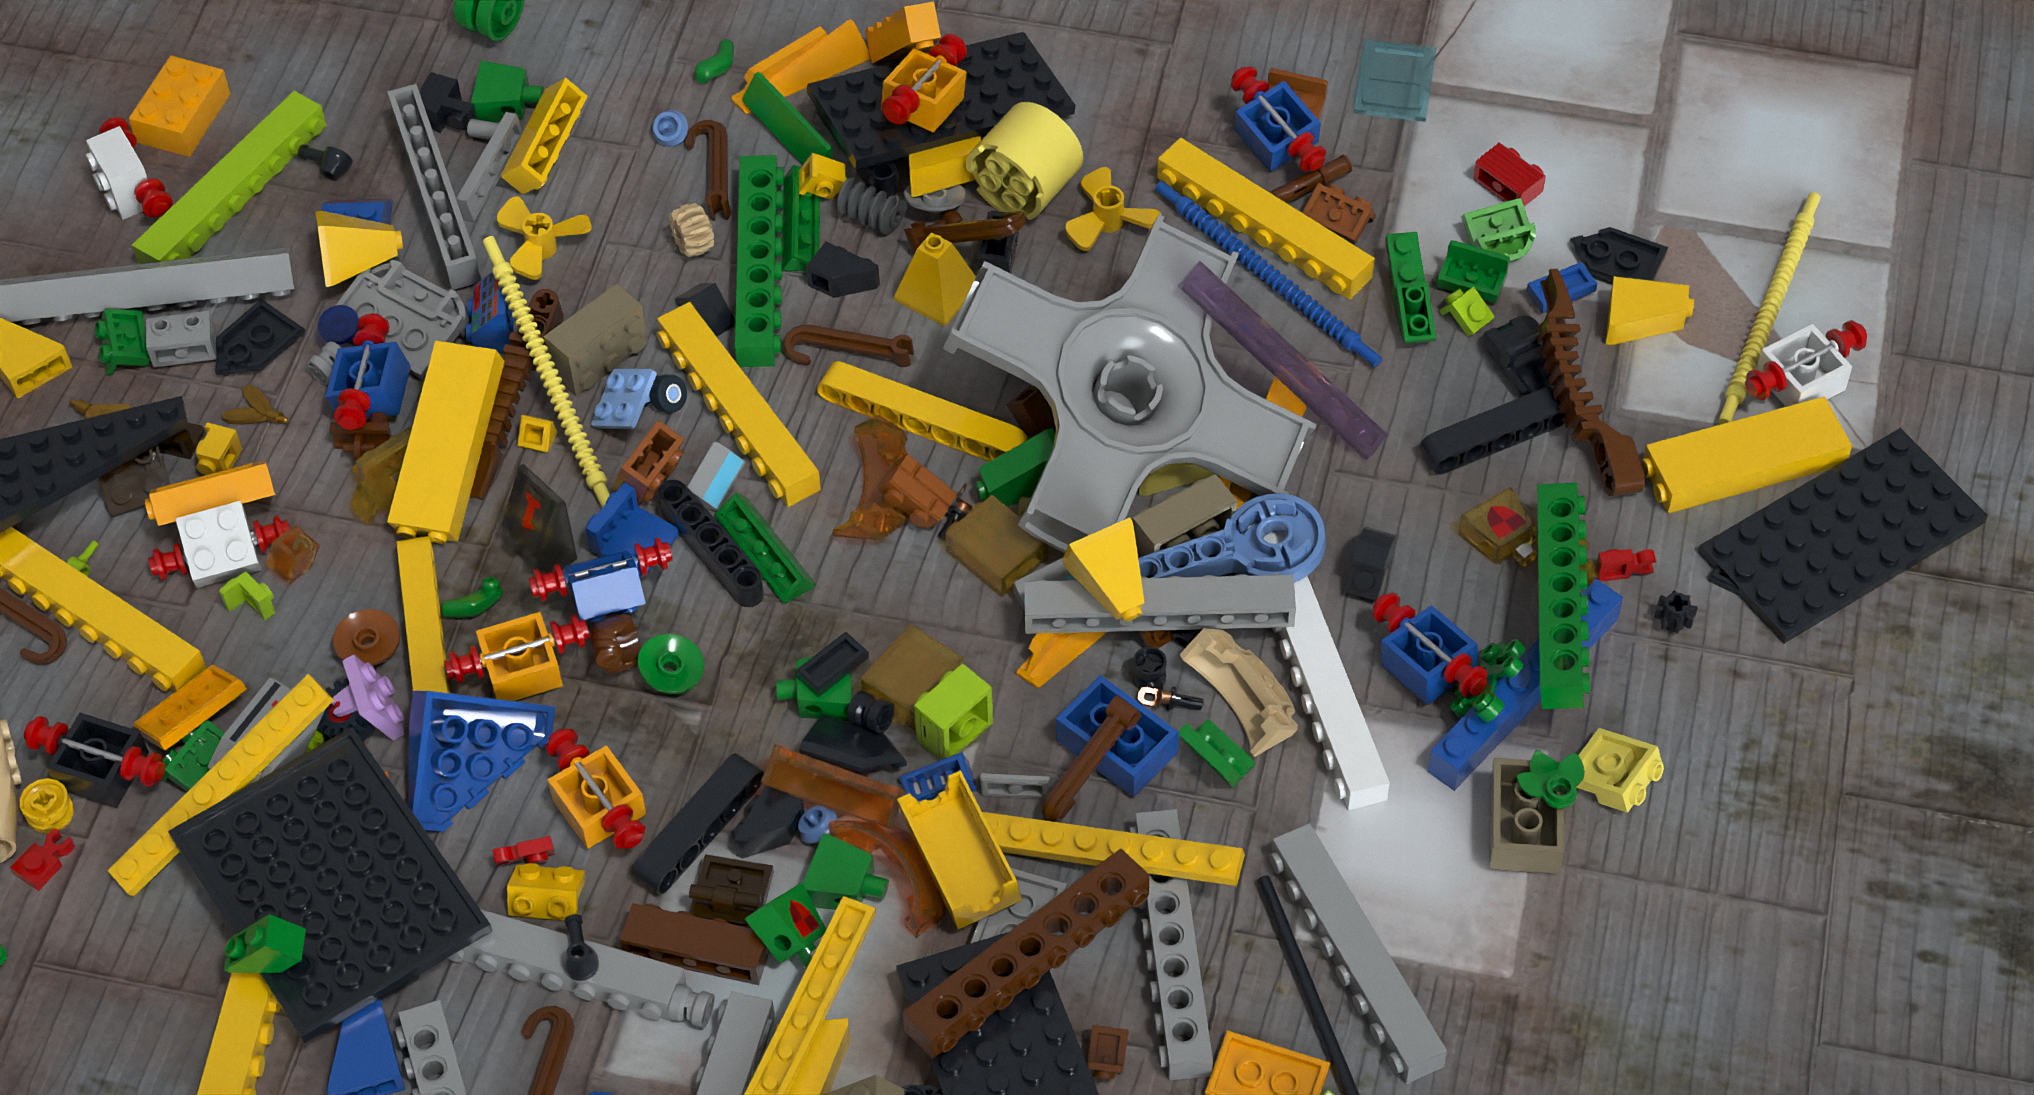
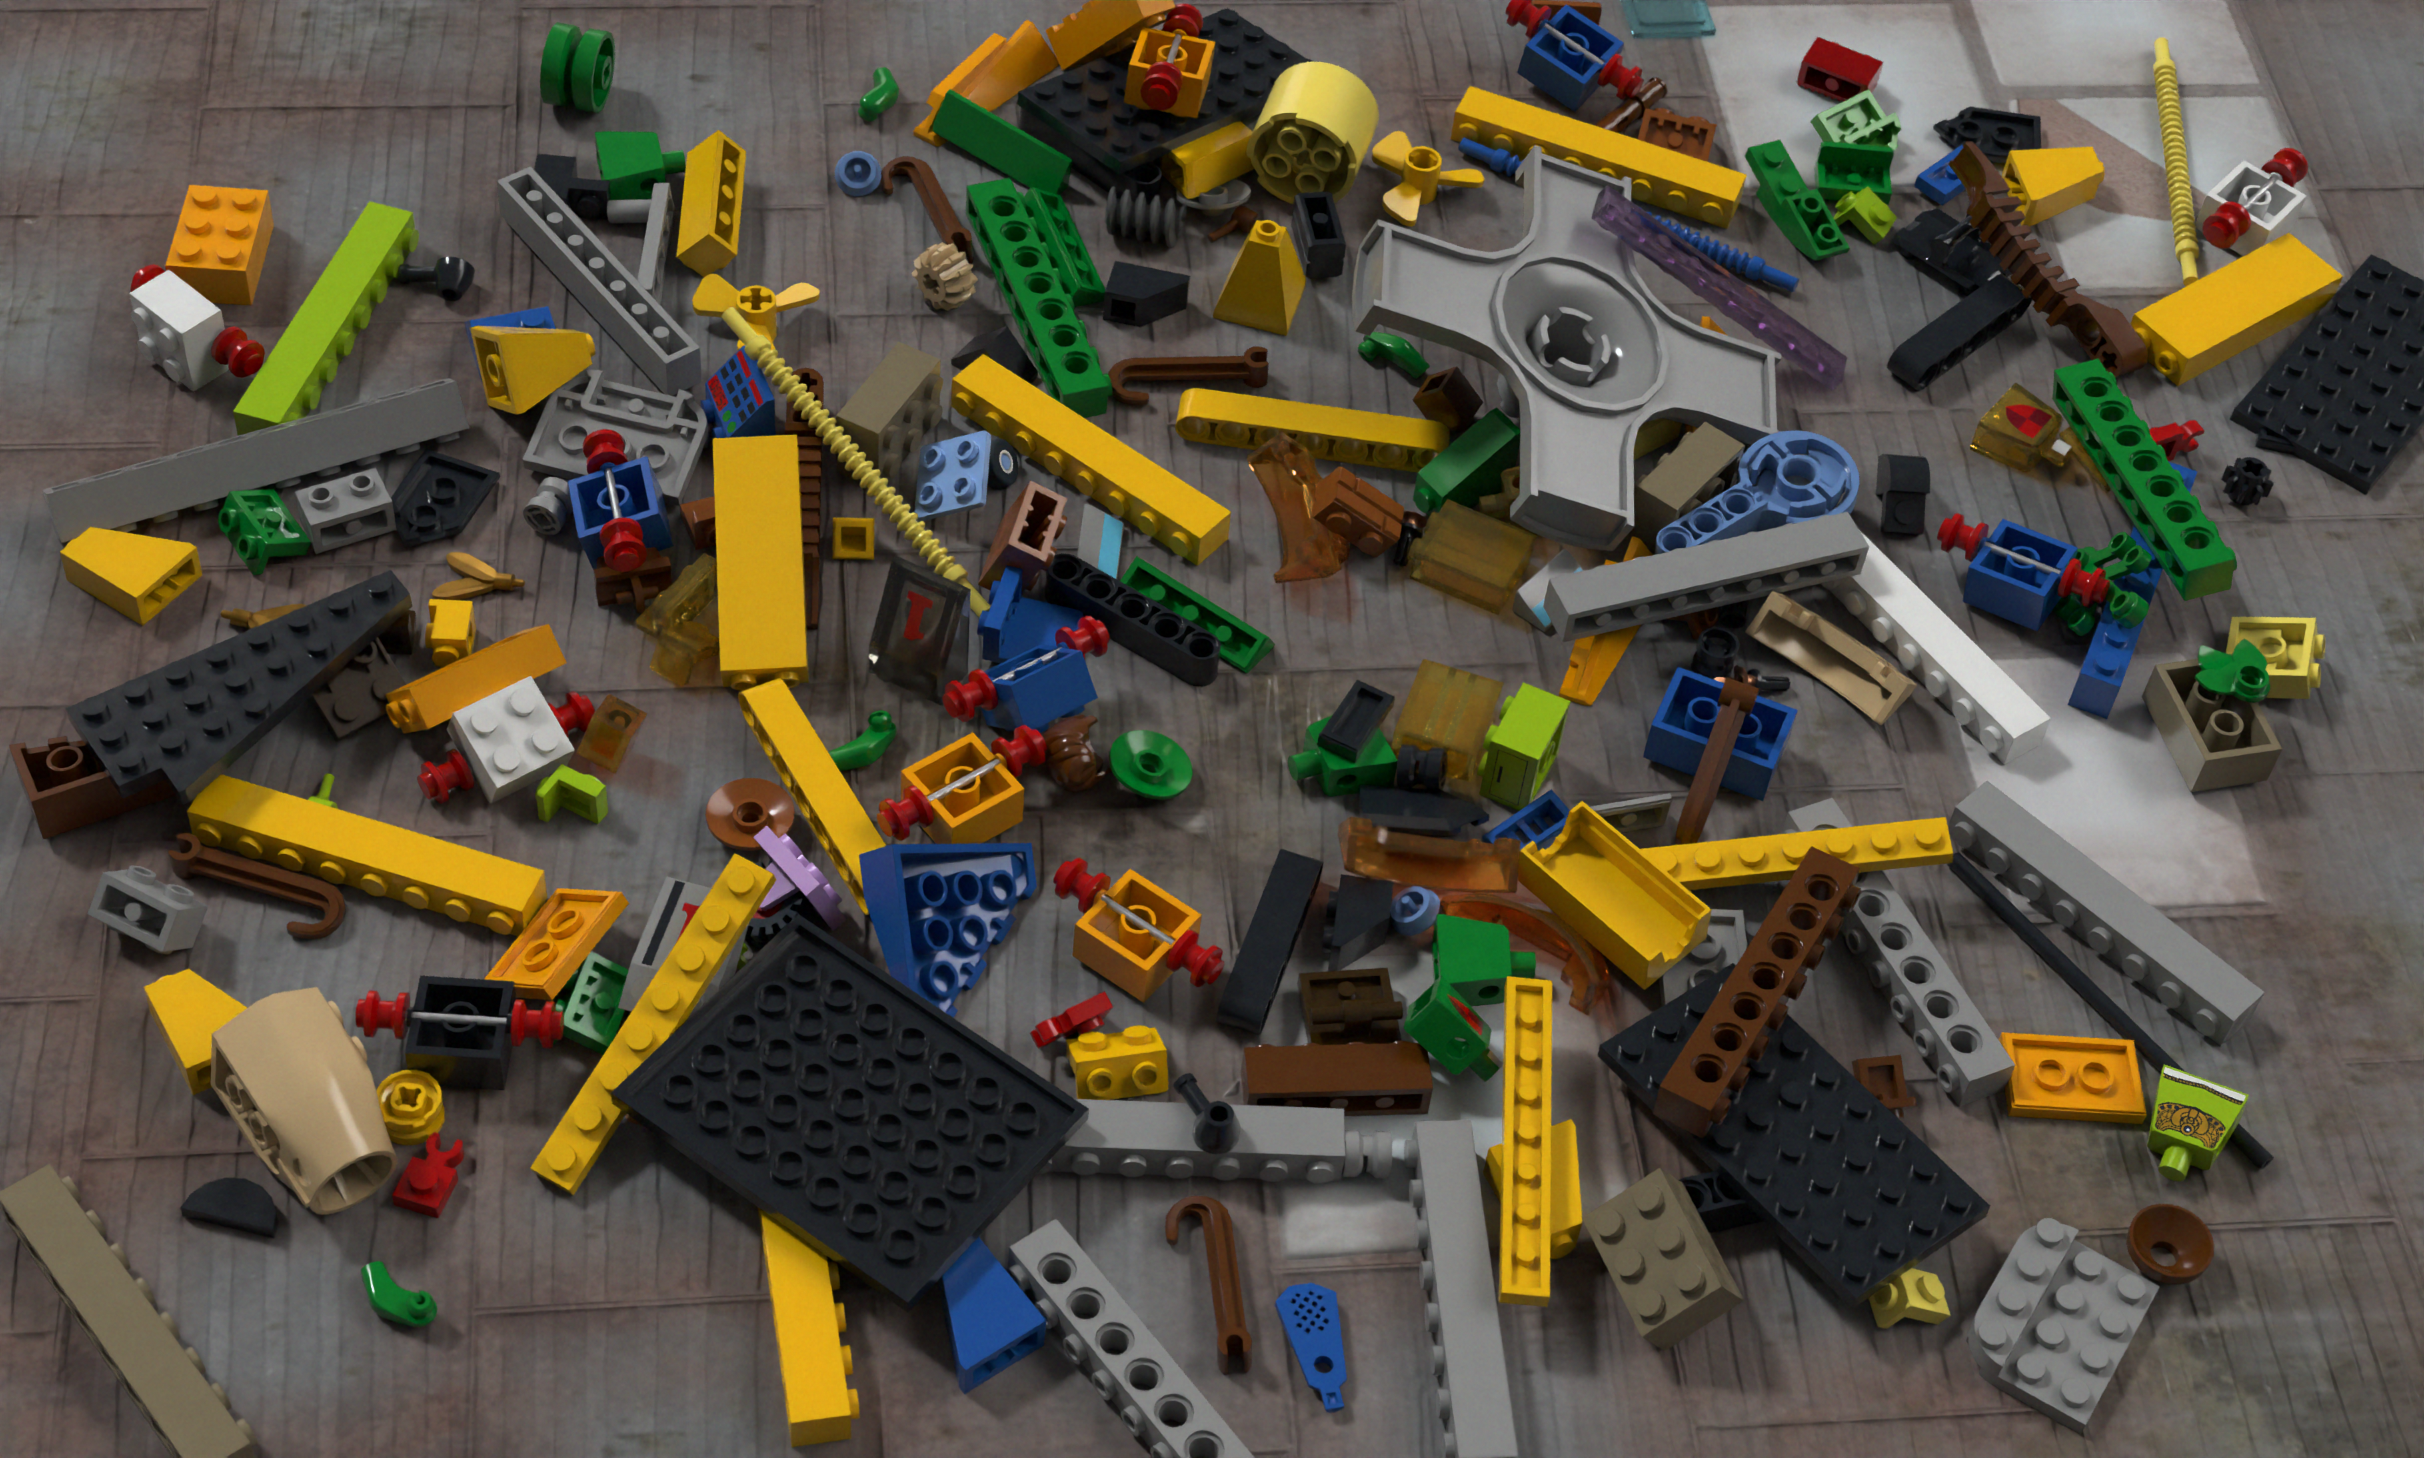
camera: 25 degrees left, 5 degrees down
(265, 947) = (817, 1200): green slope -> none
(338, 324) = (549, 456): clear blue piece -> none
(821, 176) = (1081, 195): yellow brick -> none
(967, 231) = (1221, 239): reddish brown piece -> none
(1109, 569) = (1656, 540): yellow slope -> none
(1218, 751) = (1837, 730): green bracket -> none

